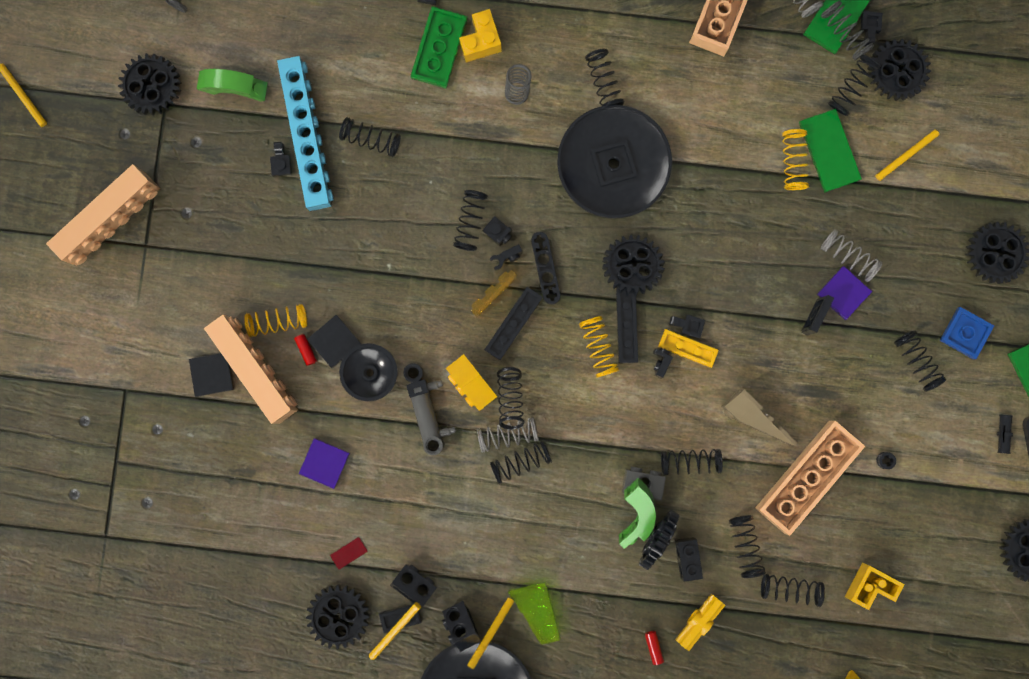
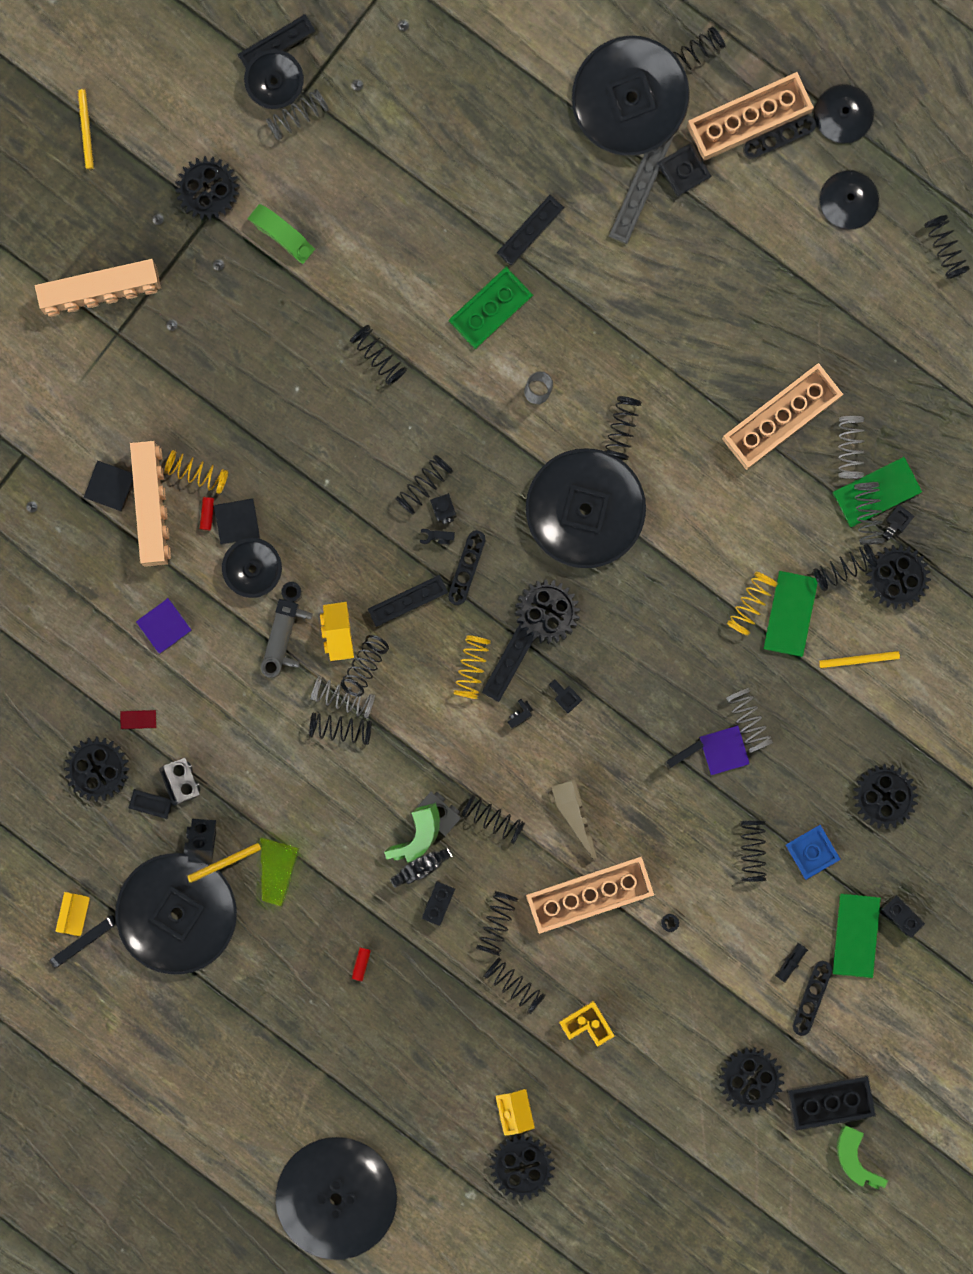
camera: 30 degrees right, 0 degrees up
(280, 163) = (283, 330): black plate -> none
(288, 69) = (339, 249): medium azure brick -> none
(394, 631) = (139, 811): yellow bar -> none
(484, 41) = (533, 328): yellow brick -> none
(492, 293) = (405, 562): clear yellow plate -> none
(688, 348) = (552, 716): yellow tile -> none
(700, 622) = (415, 965): yellow piece -> none

